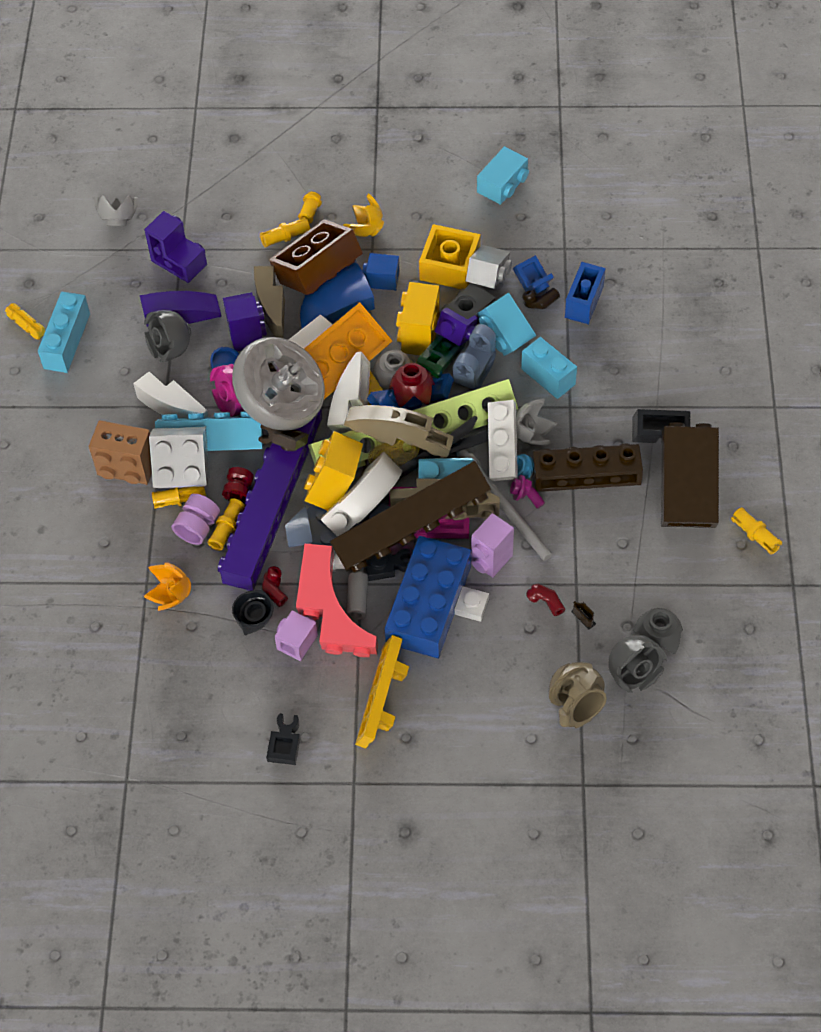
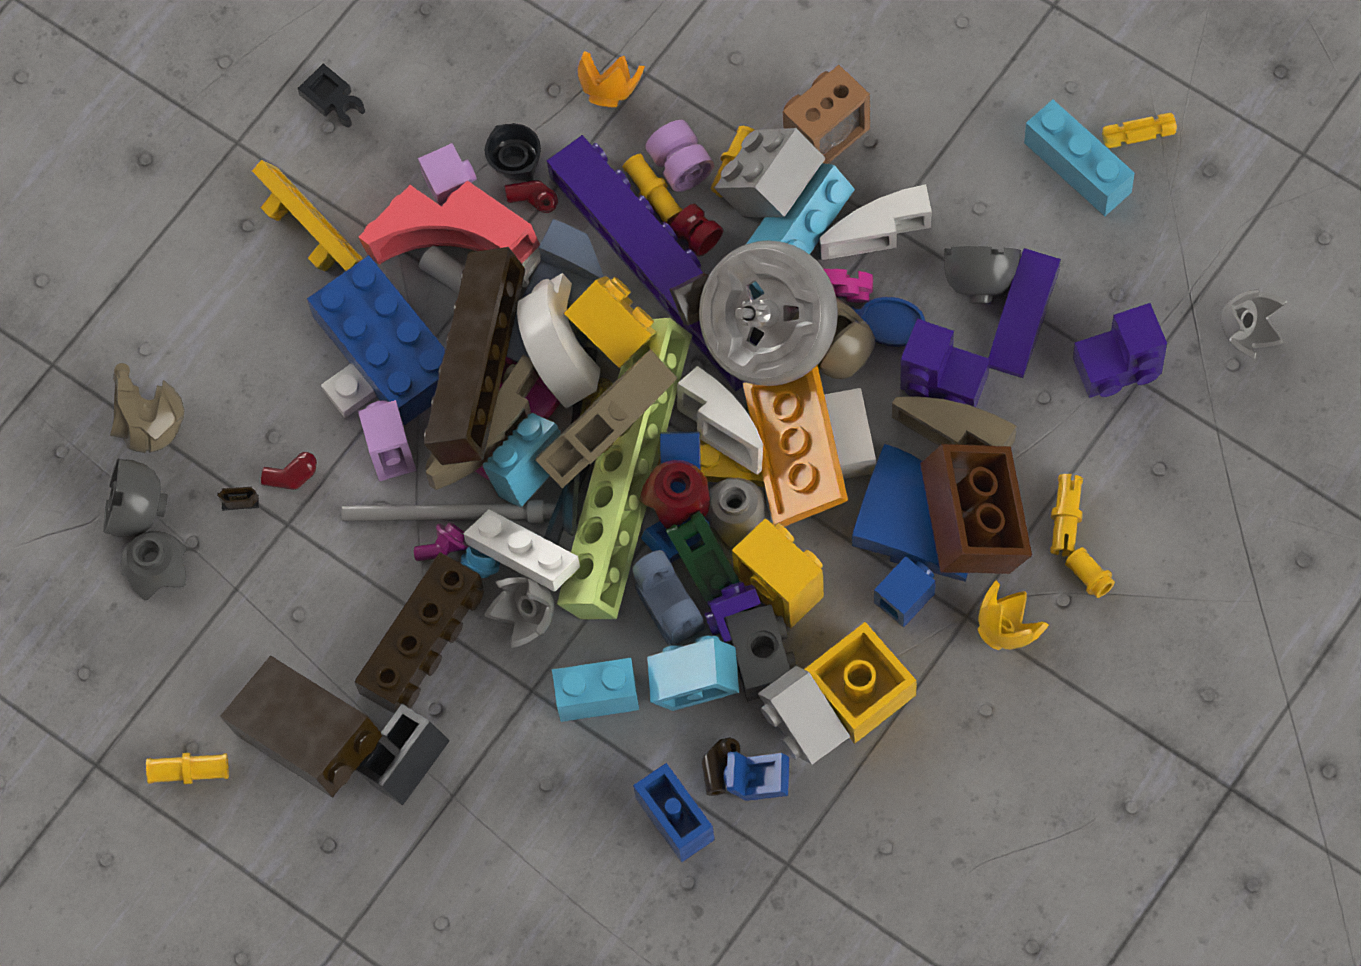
camera: 130 degrees right, 10 degrees up
(502, 175) = (957, 851): medium azure brick -> none

